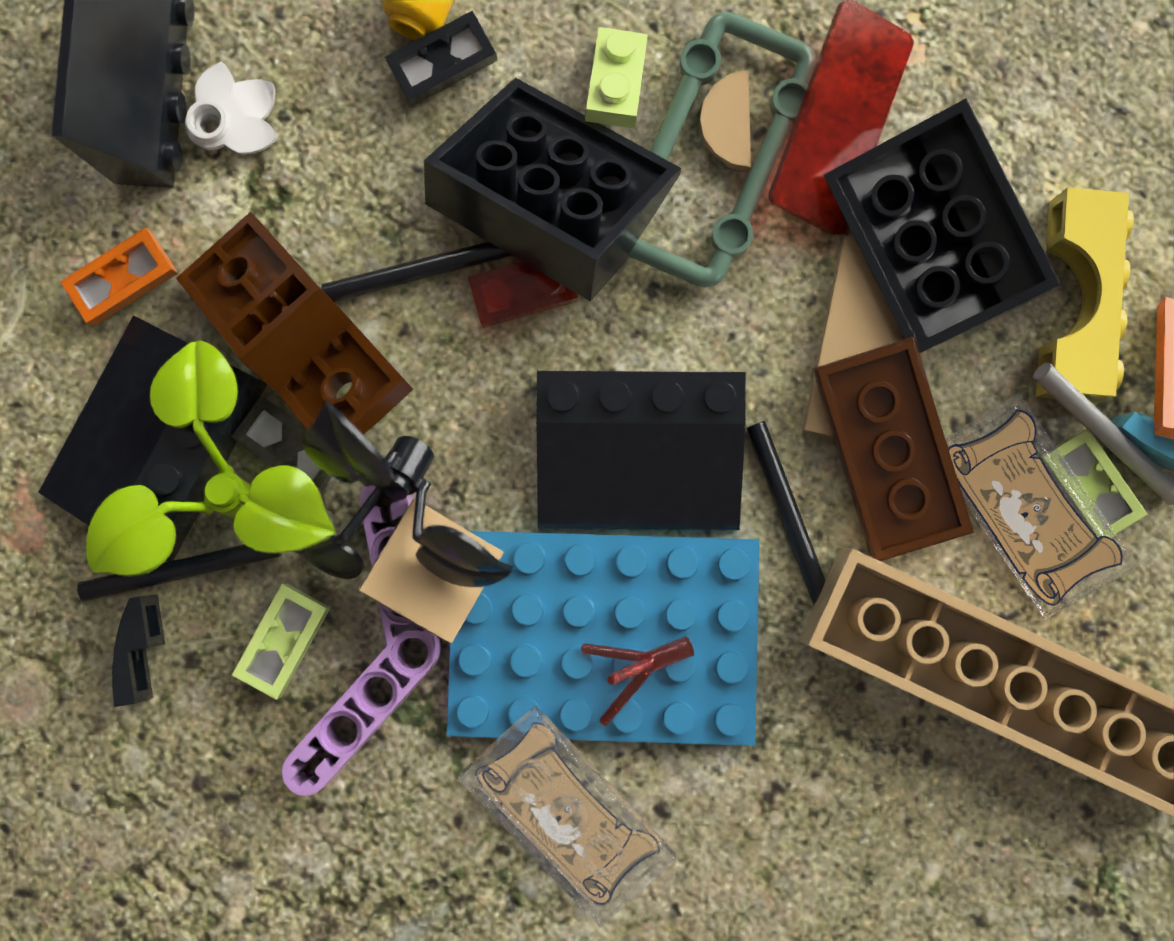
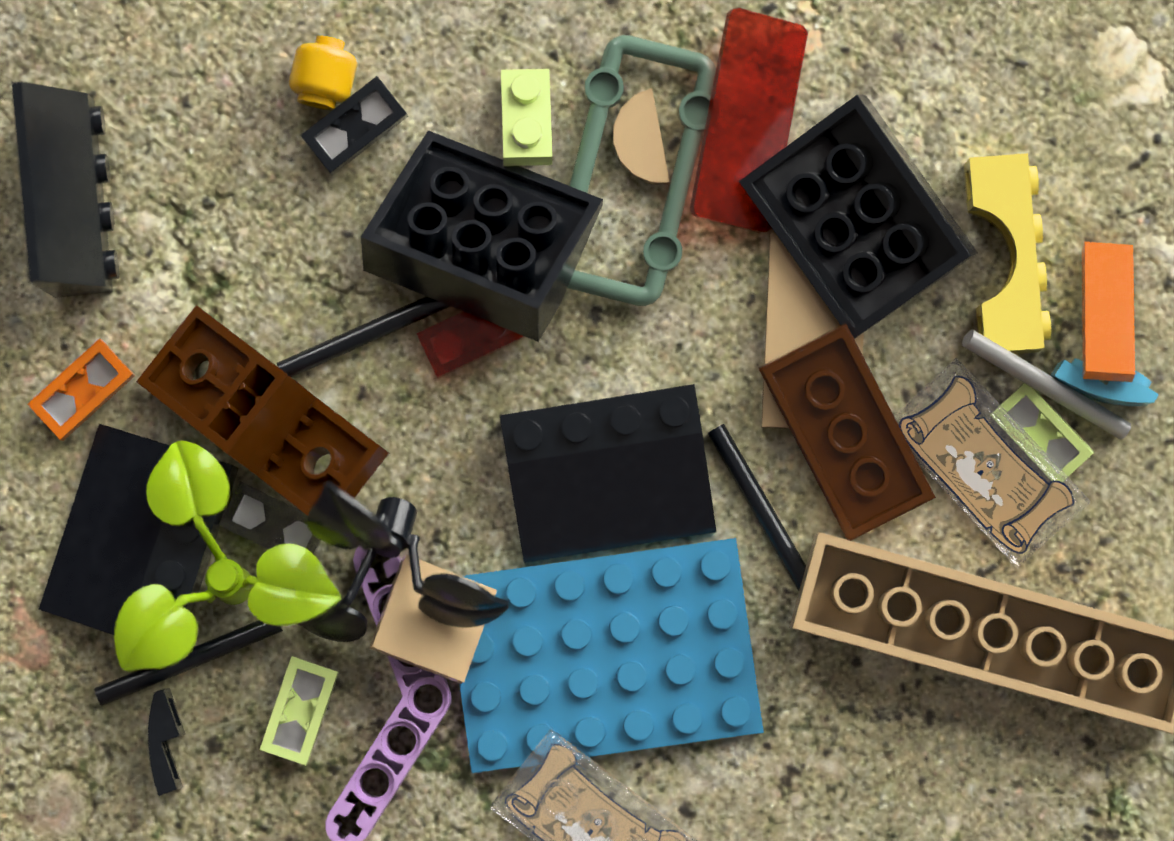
camera: 15 degrees left, 0 degrees up
(237, 106) = (165, 205): white plate -> none
(645, 665) = (643, 671): clear red plant -> none

